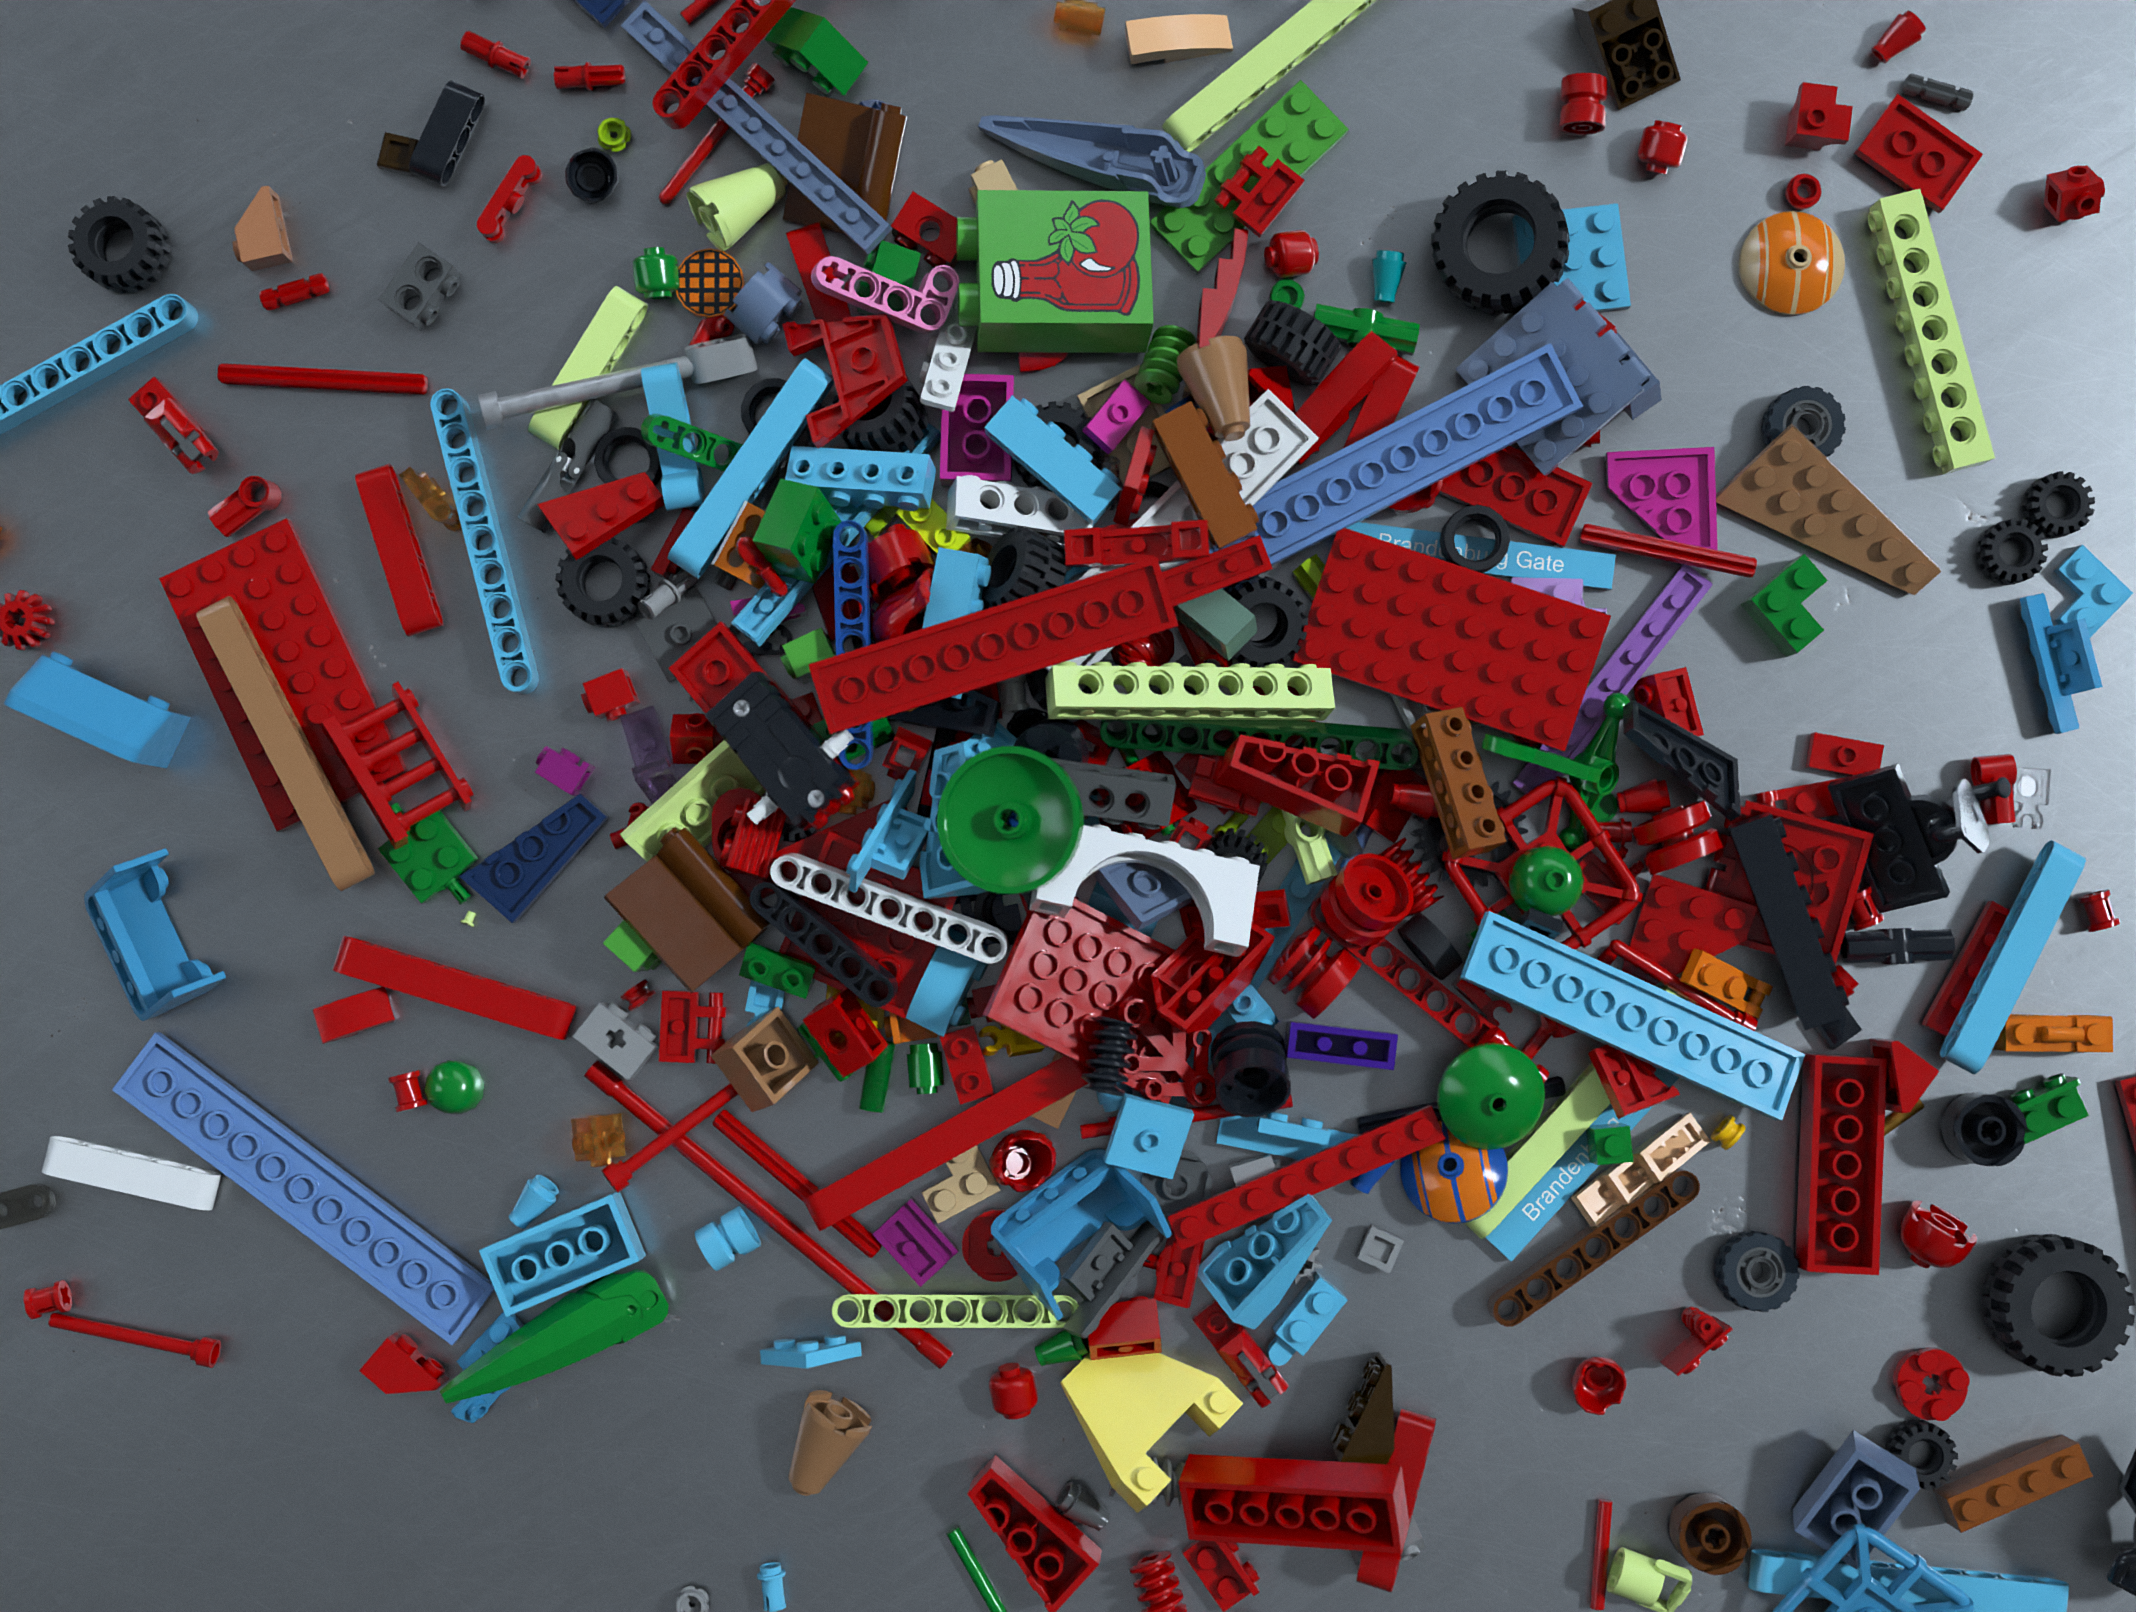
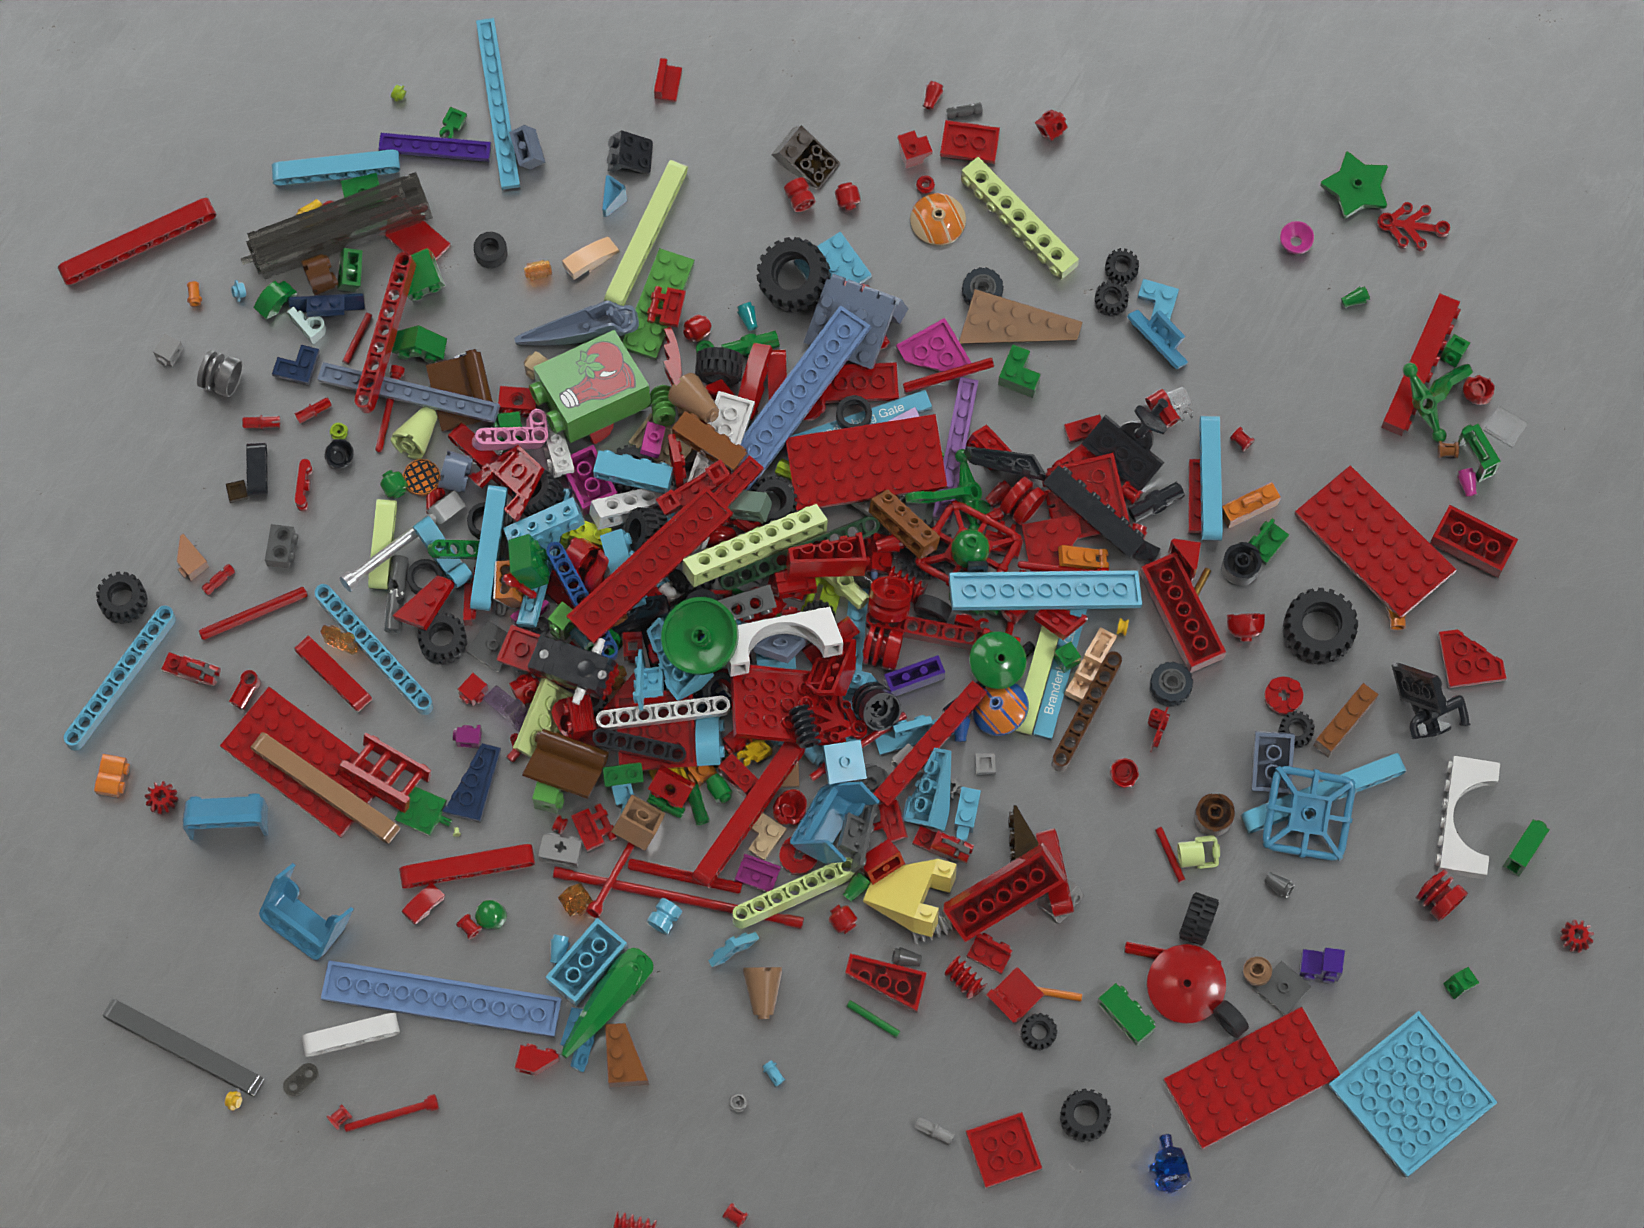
camera: 25 degrees left, 15 degrees down
(542, 1441) = (622, 1058): none -> dark orange wedge
(666, 593) = (476, 627): light grey axle -> none

